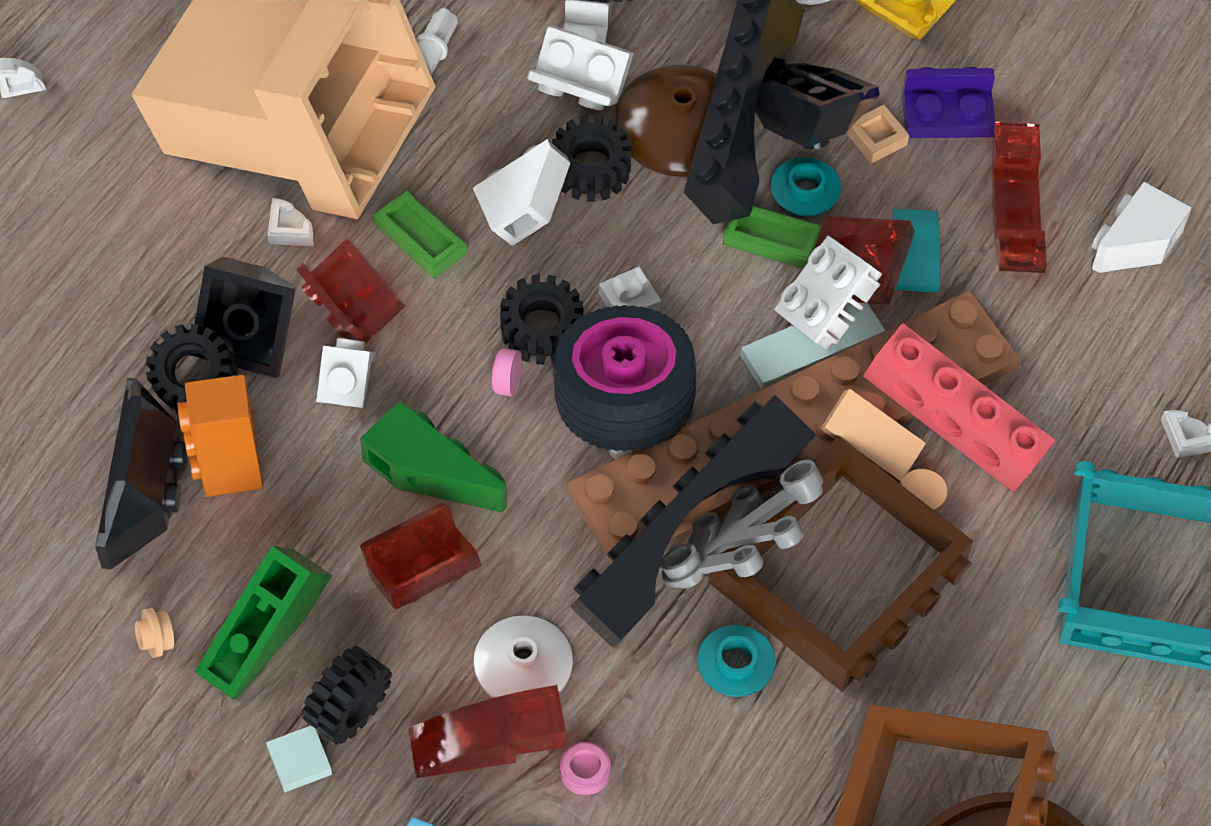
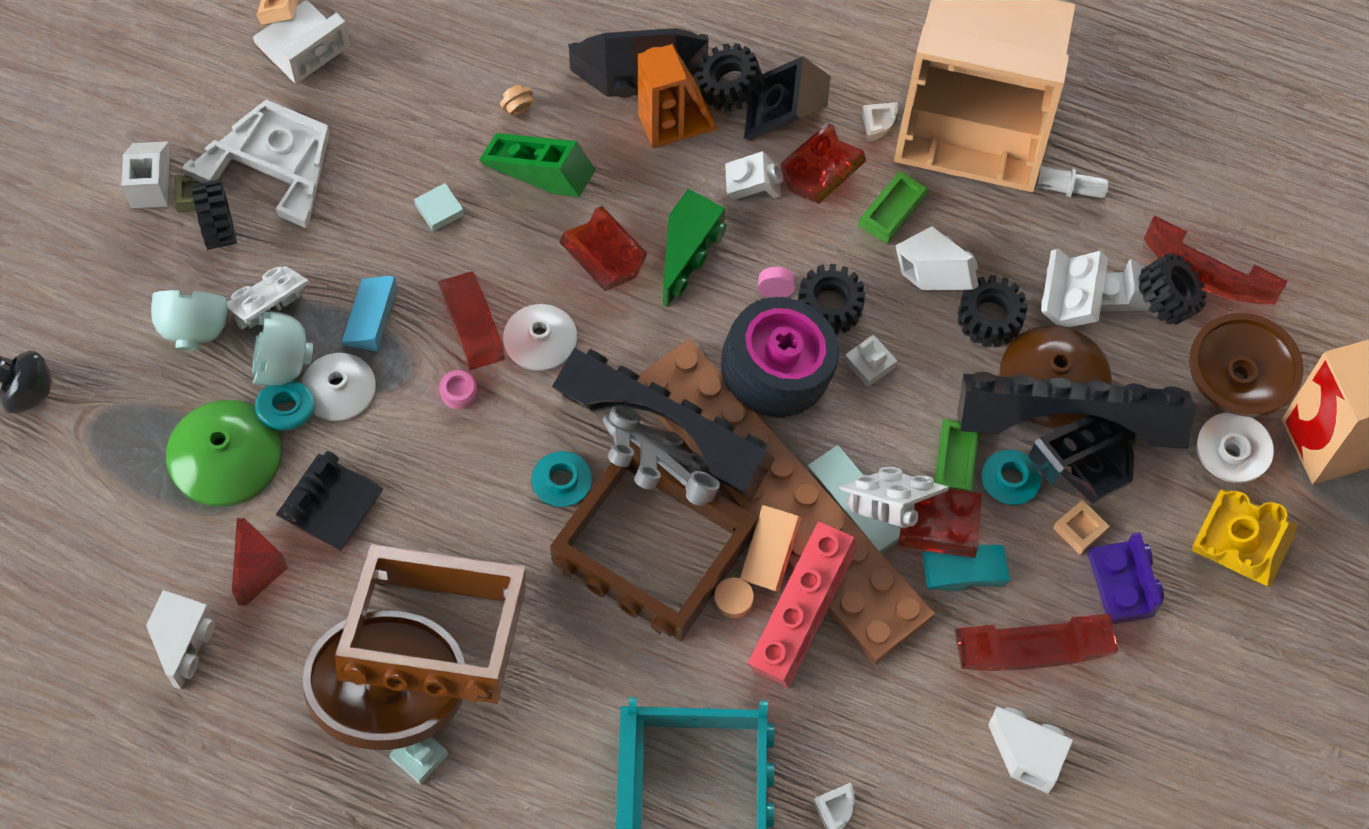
camera: 80 degrees right, 5 degrees up
(346, 694) = (479, 218): black tyre -> none

